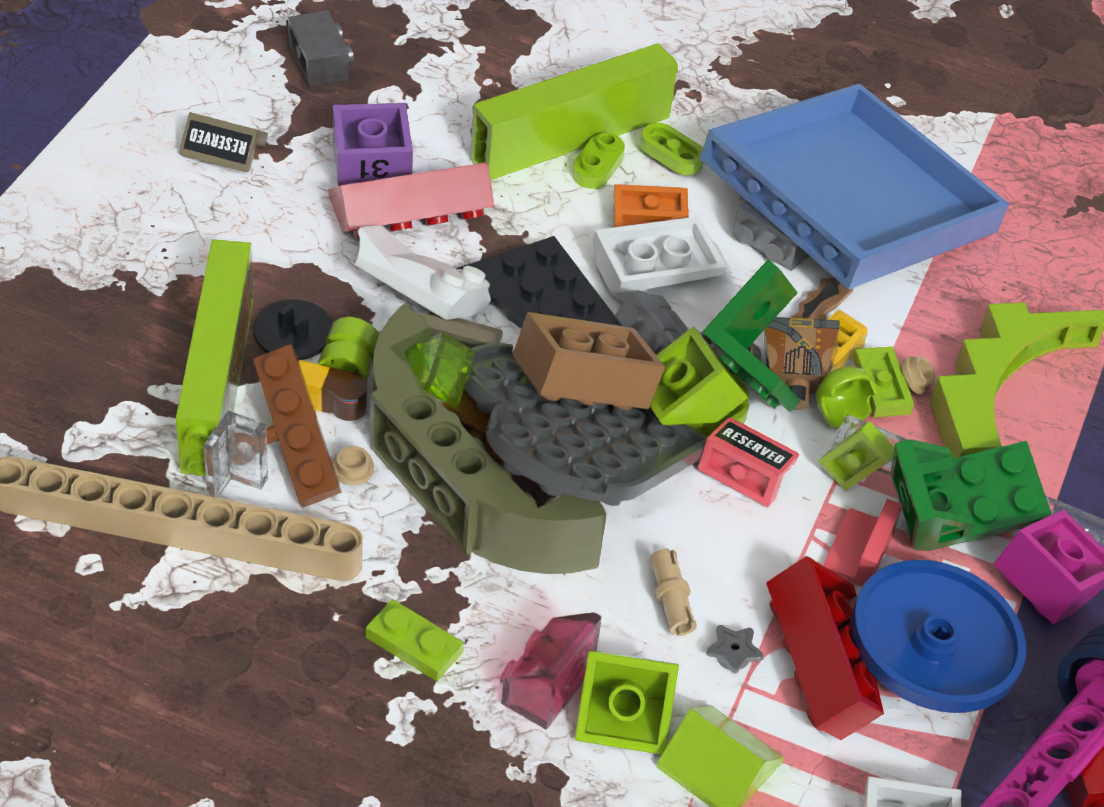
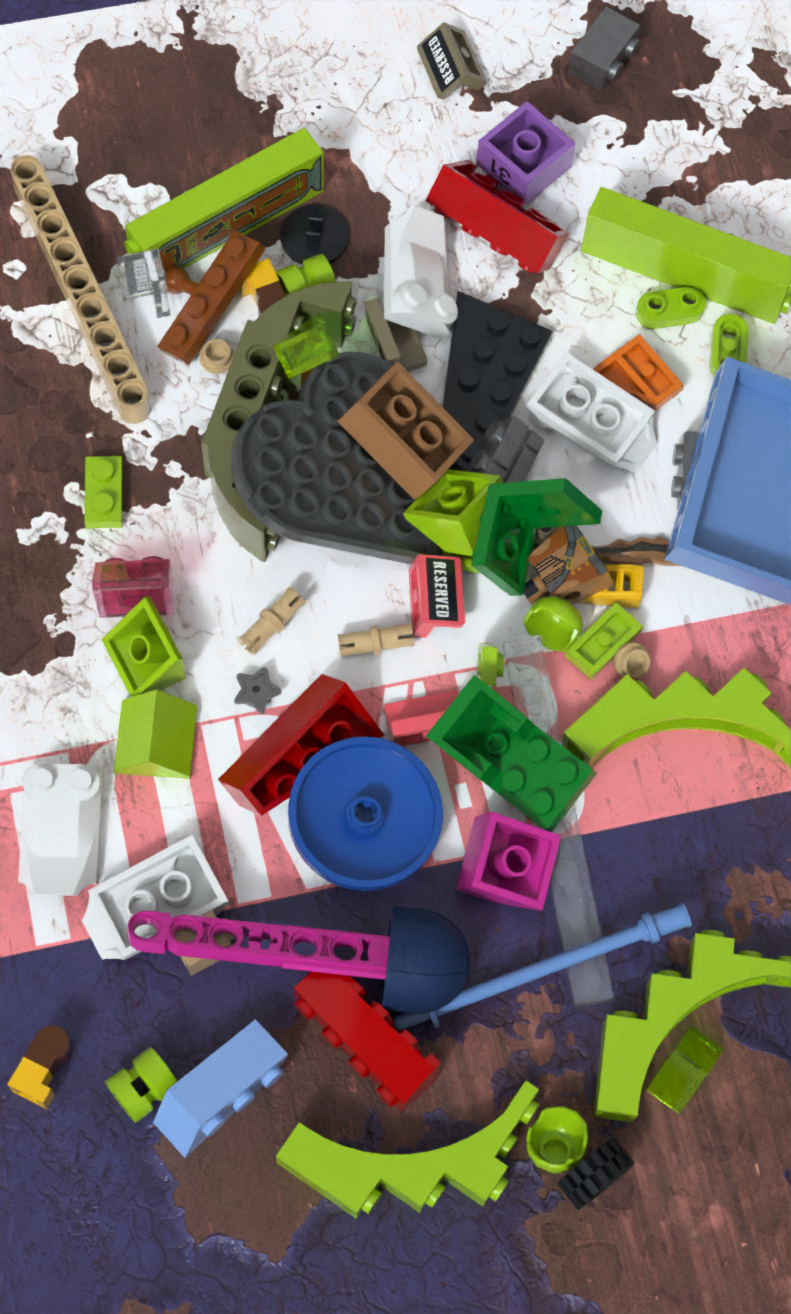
camera: 55 degrees right, 20 degrees up
(755, 529) = (376, 640): none -> tan pin

